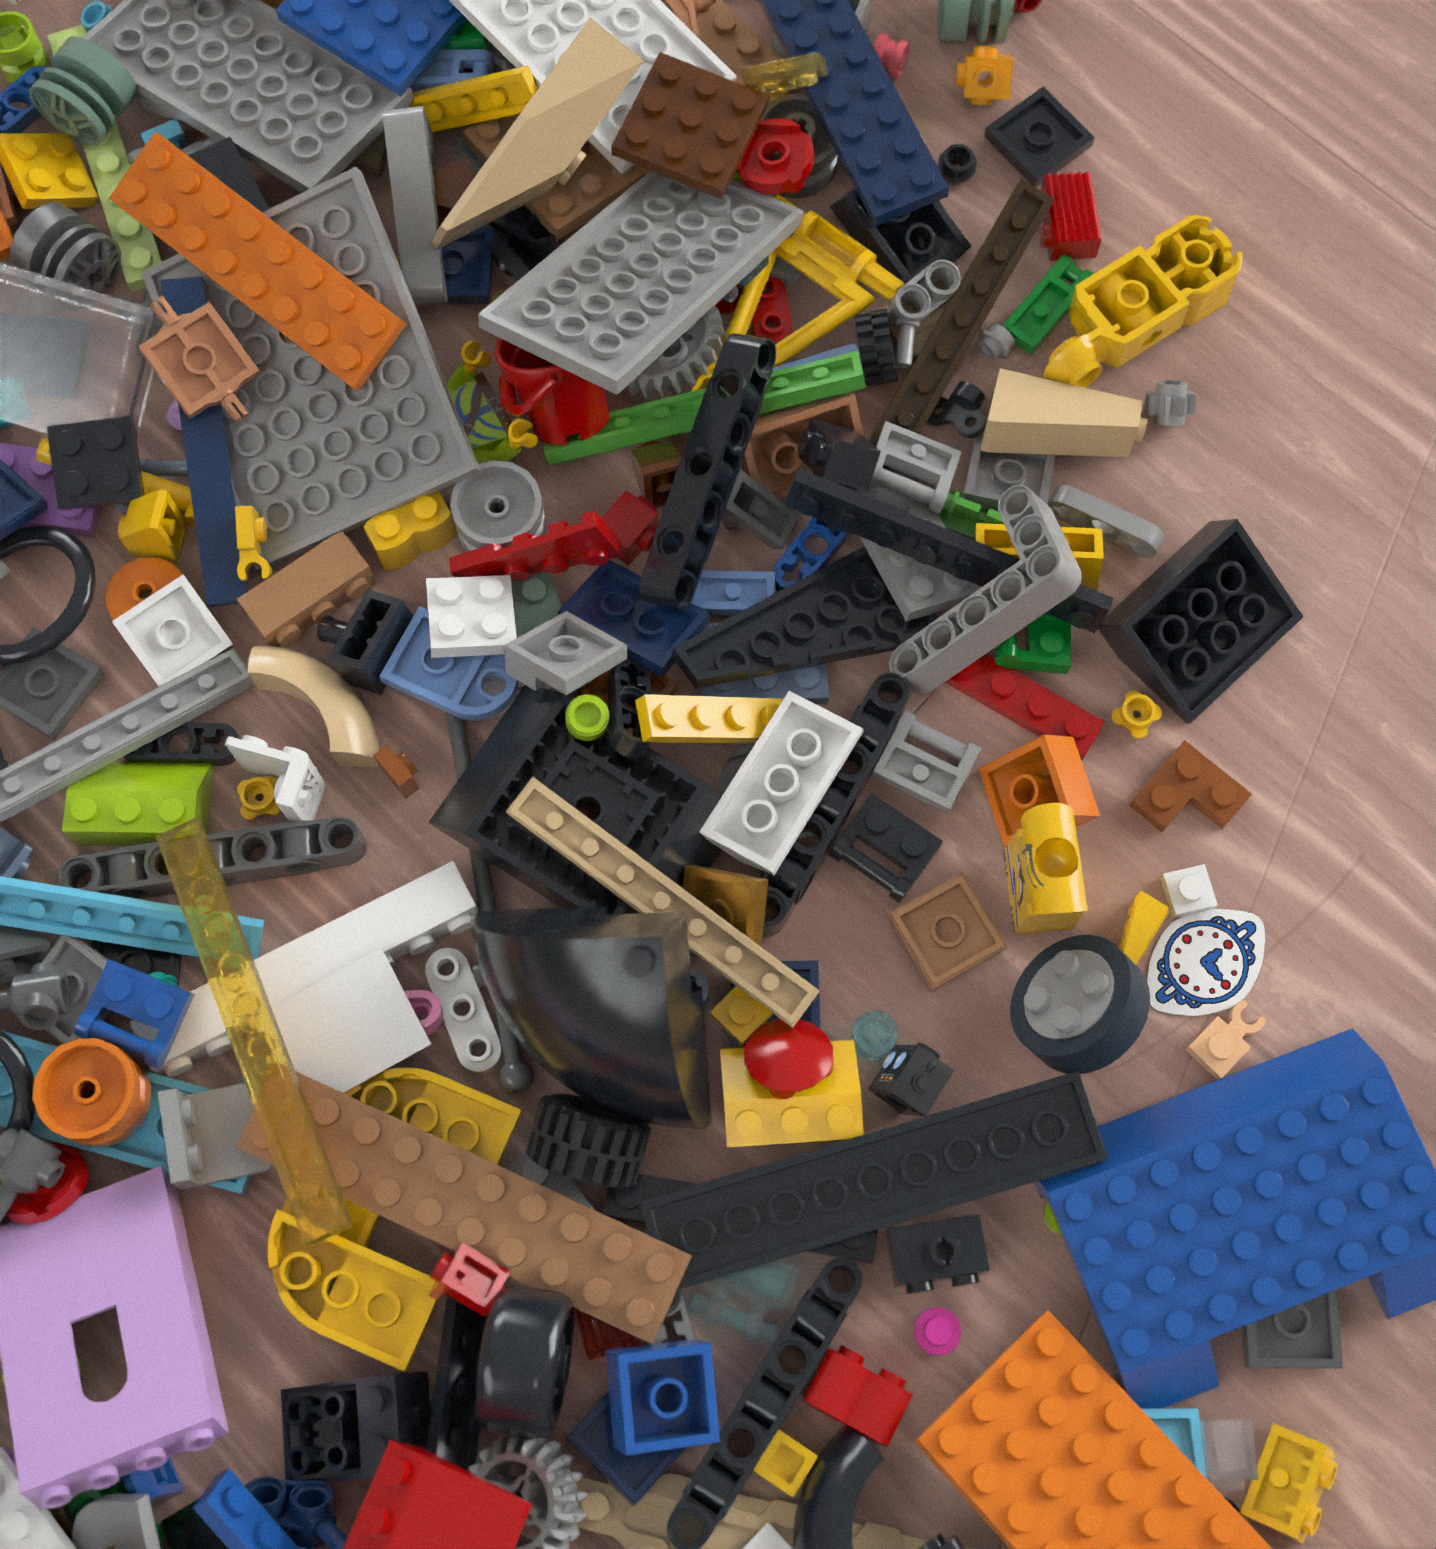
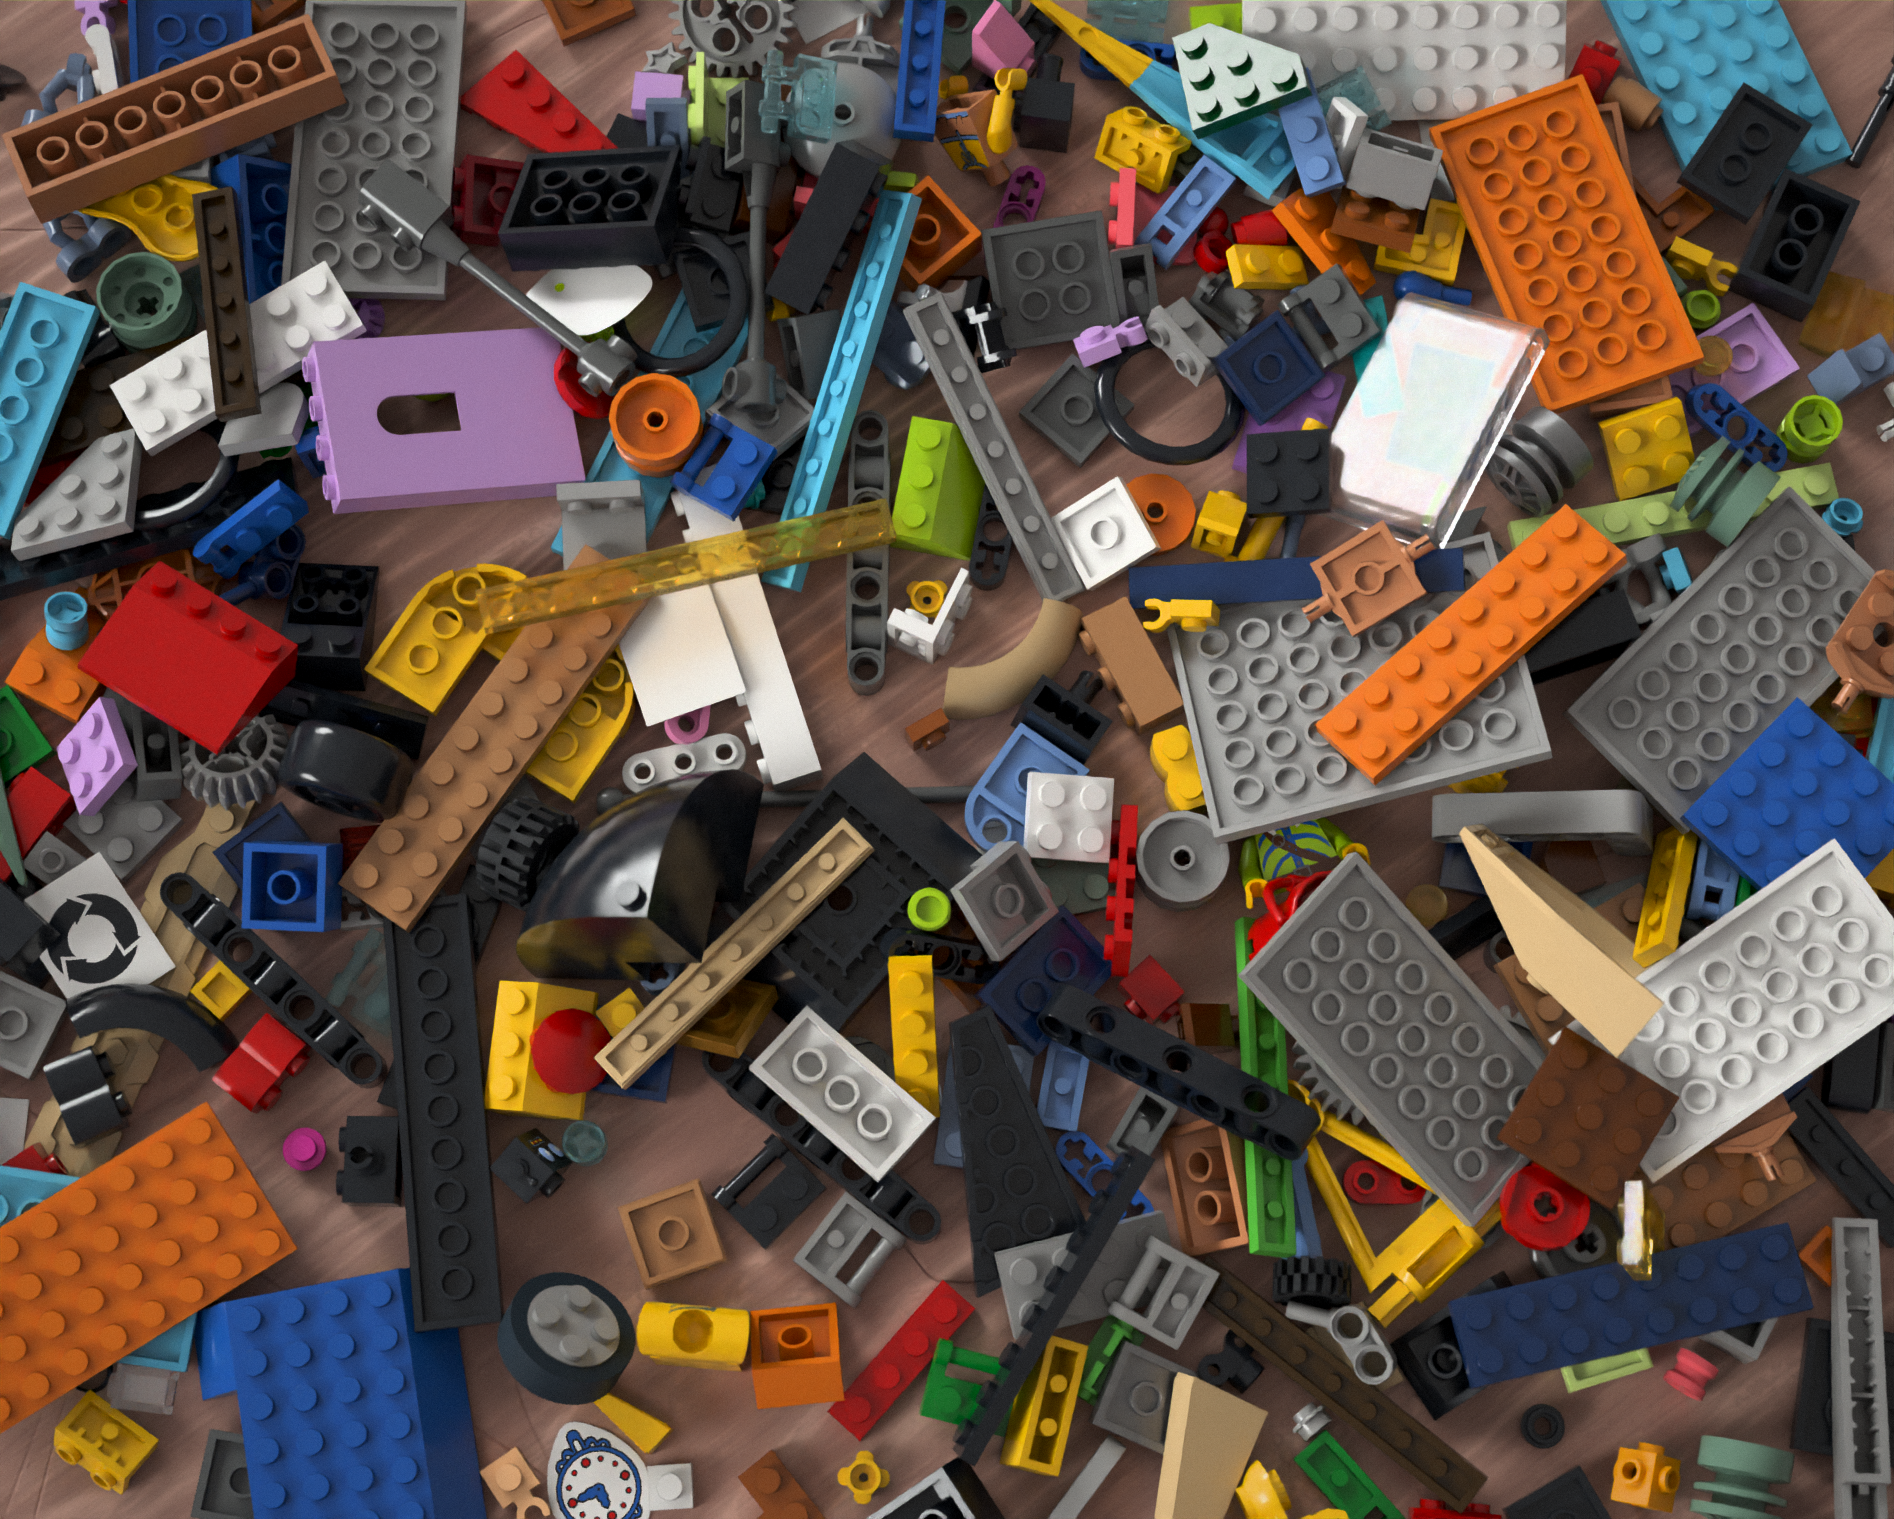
camera: 100 degrees right, 5 degrees up
(468, 1278) = (426, 731): bracket -> none
(838, 454) = (1180, 1211): black brick -> none
(1003, 605) = (992, 1385): light grey beam -> none

